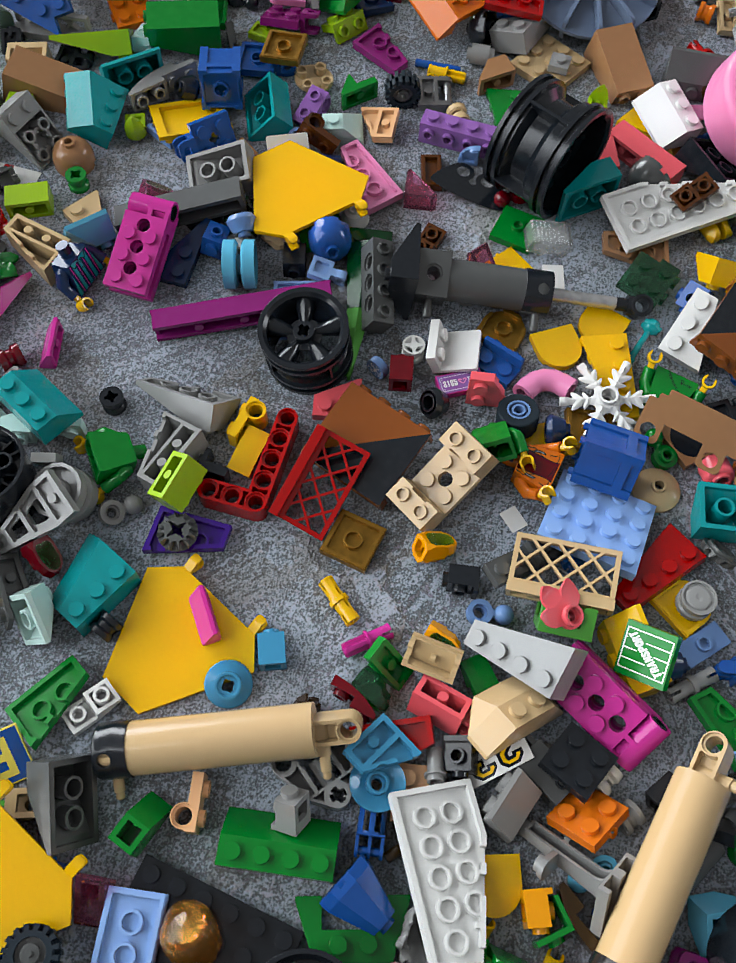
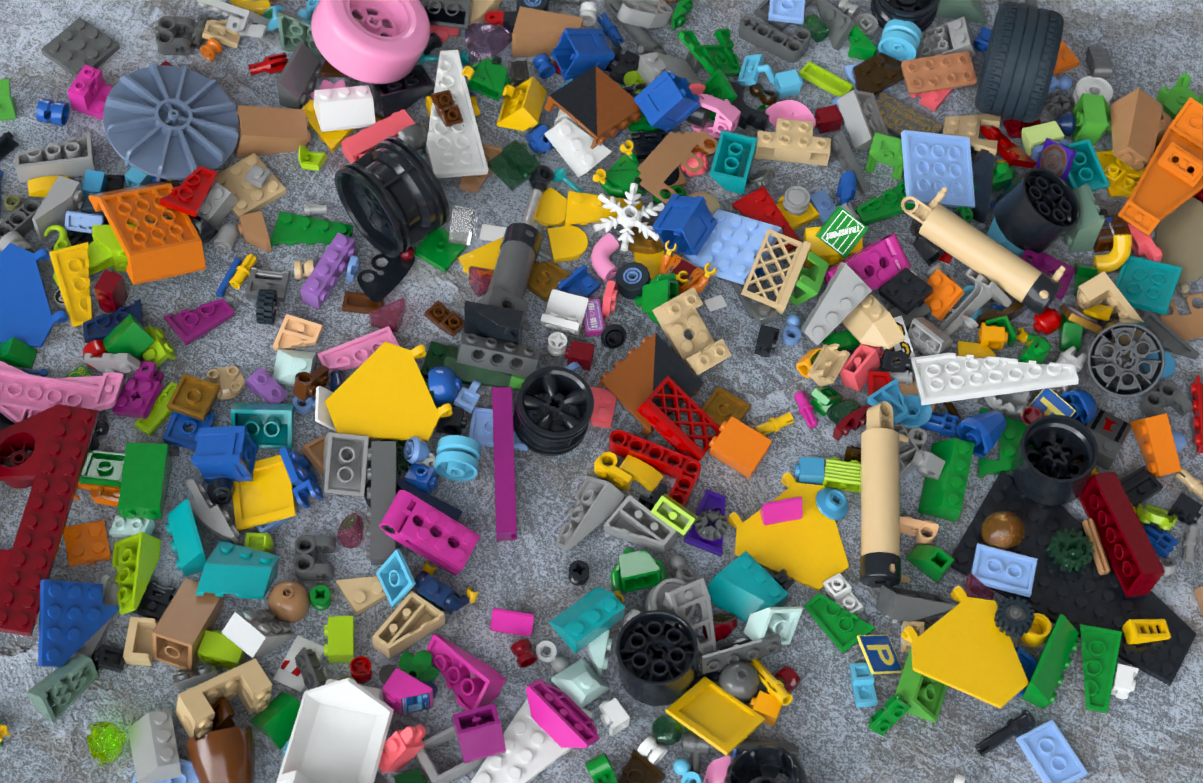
camera: 85 degrees left, 5 degrees down
(112, 163) = (315, 571): none -> dark grey piece
(271, 686) = (842, 475): none -> lime brick
(294, 557) = (739, 447): none -> orange brick
(358, 93) = (252, 350): green slope -> none
(433, 546) = (740, 356): light orange rock -> none
(555, 429) = (649, 257): dark blue cone -> none
(559, 604) = (807, 271): coral plate -> none

